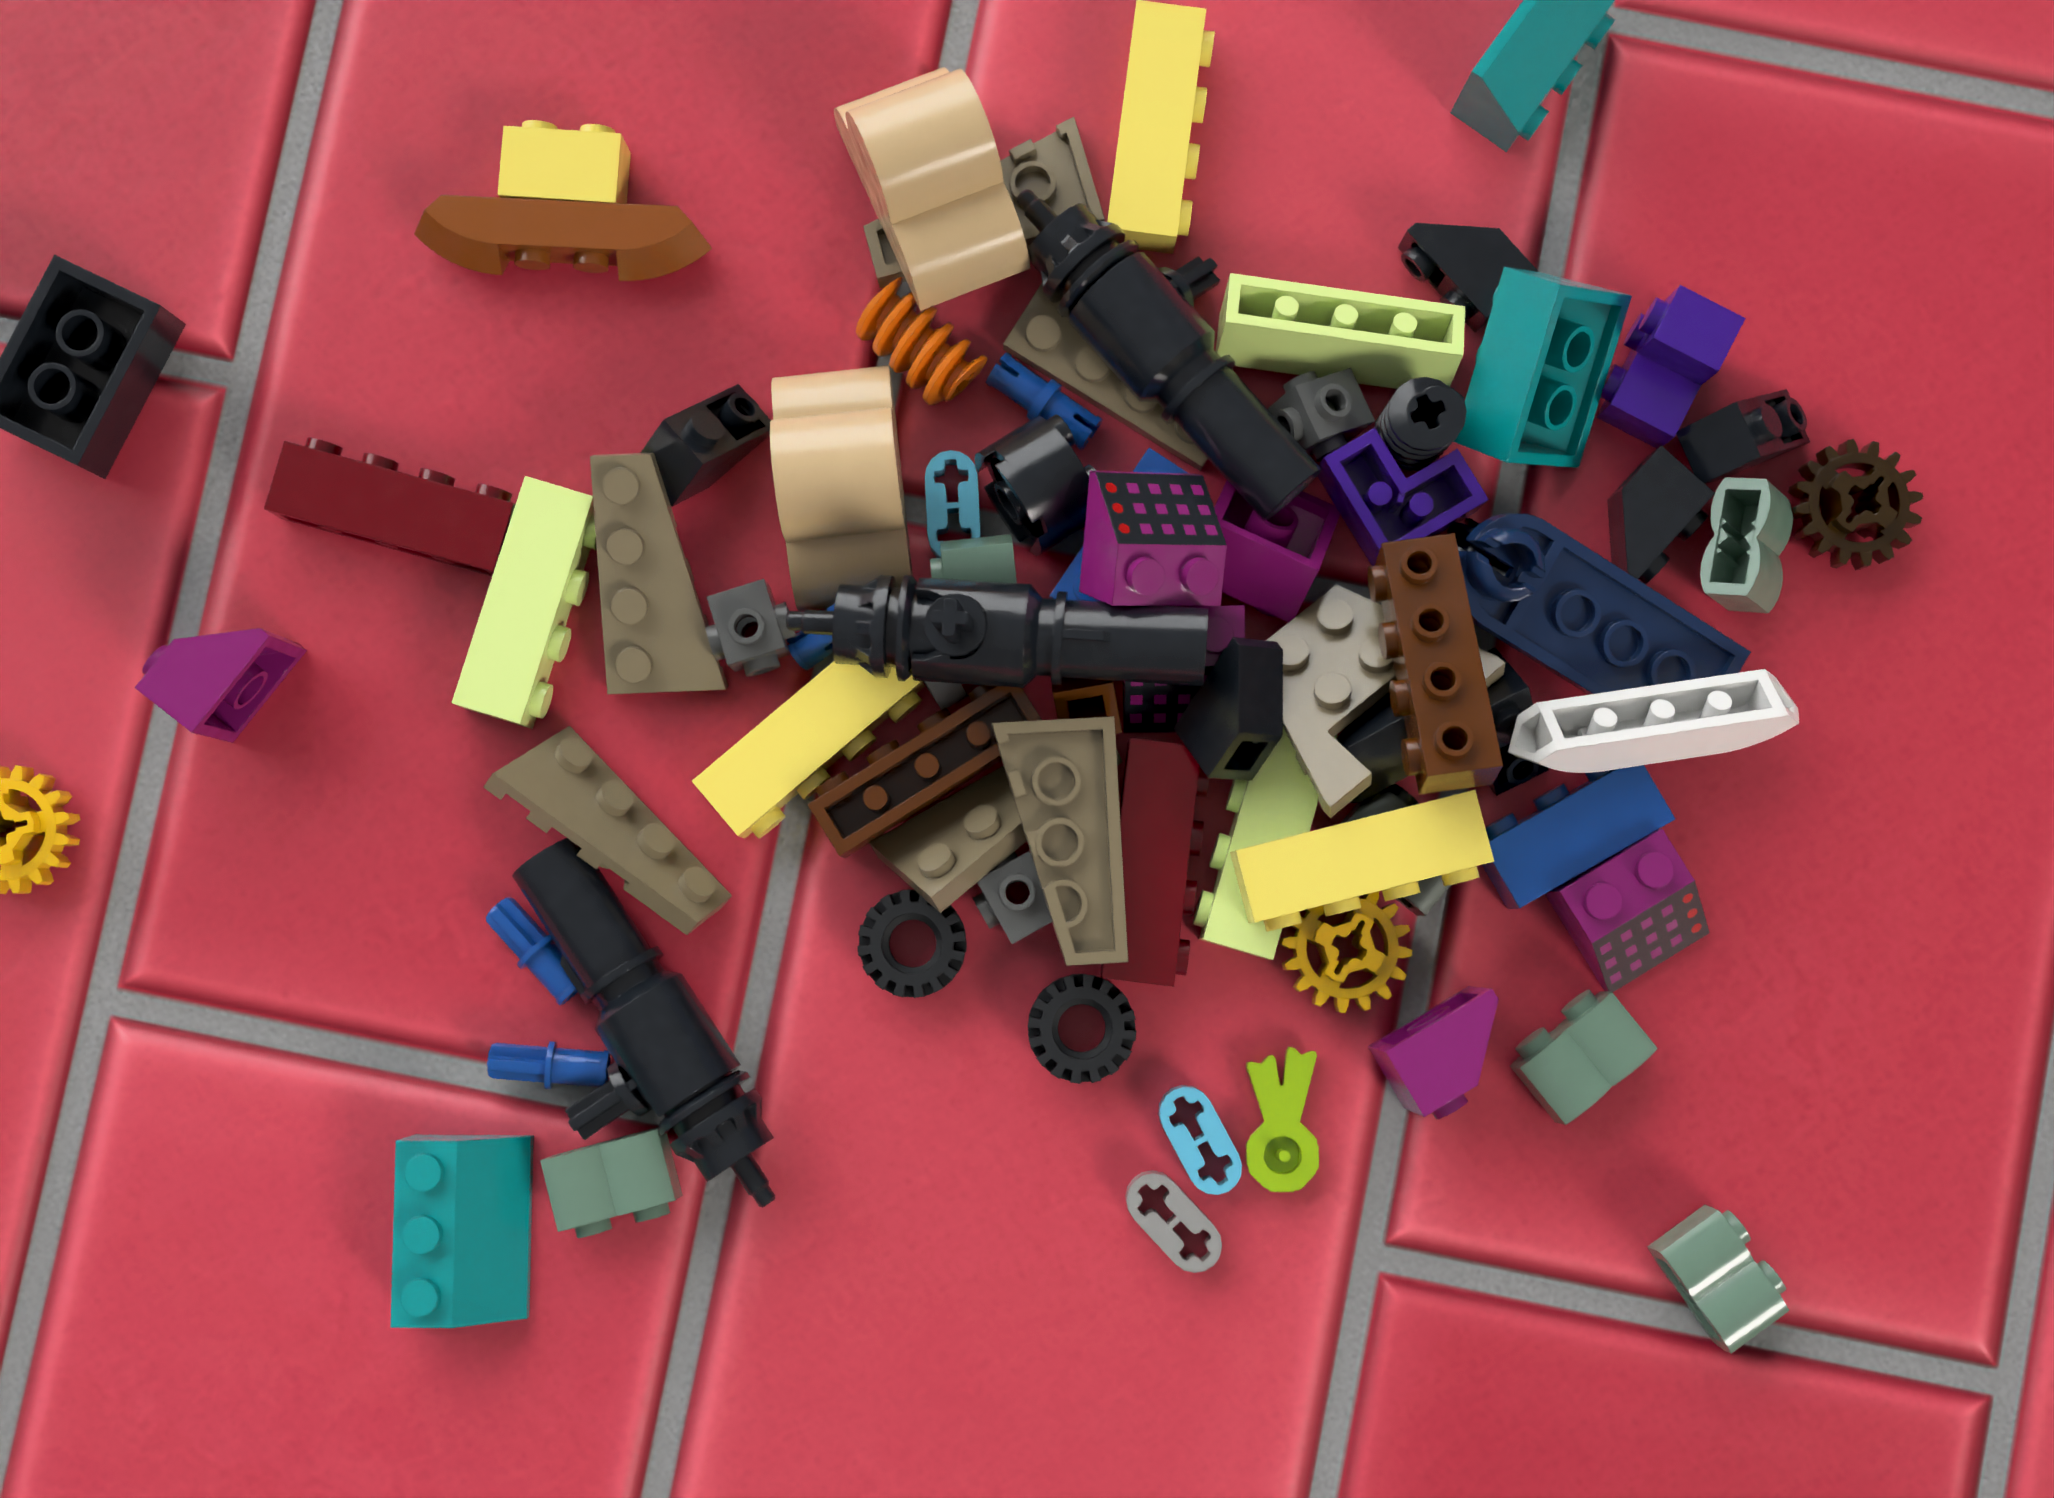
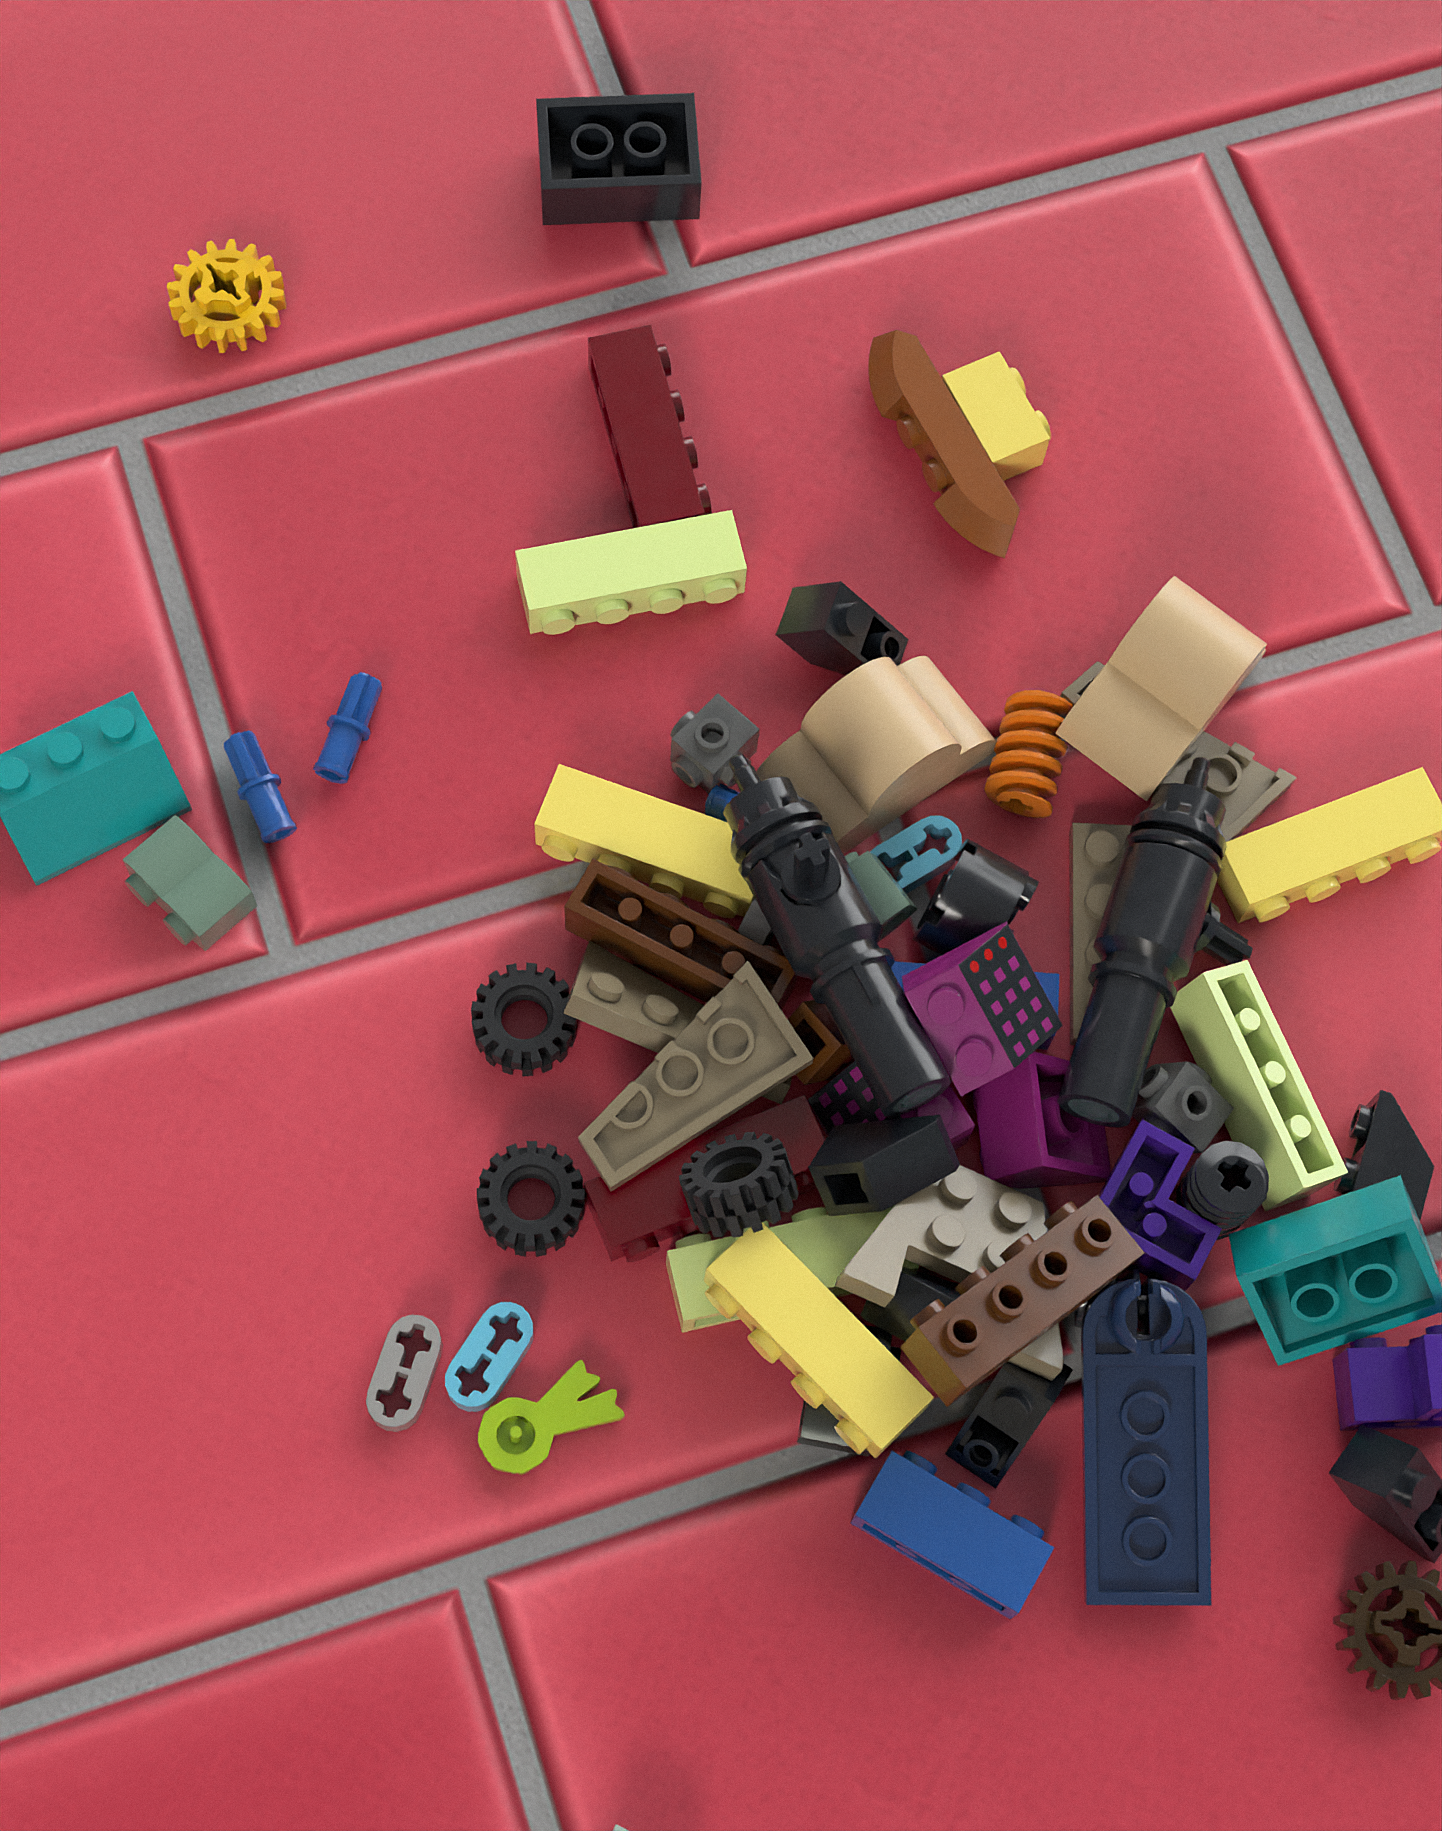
camera: 55 degrees right, 15 degrees down
(218, 679) = (435, 375): magenta slope -> none
(592, 807) = (485, 726): dark tan wing -> none
(646, 584) = (700, 648): dark tan wing -> none
(650, 1023) = (336, 842): black piece -> none
(996, 909) = (606, 1072): dark grey brick -> none
(1042, 398) = (1048, 868): blue pin -> none
(1219, 852) = (738, 1184): none -> black tyre
(1368, 959) = (702, 1390): yellow gear -> none
(1439, 1052) = (684, 1511): magenta slope -> none
(1582, 1055) = (756, 1656): sand green brick -> none
(1631, 910) = (914, 1629): magenta slope -> none
(1652, 509) = (1281, 1447): black slope -> none
(1654, 723) = (1093, 1540): white brick -> none
(1750, 533) = (1302, 1544): sand green brick -> none

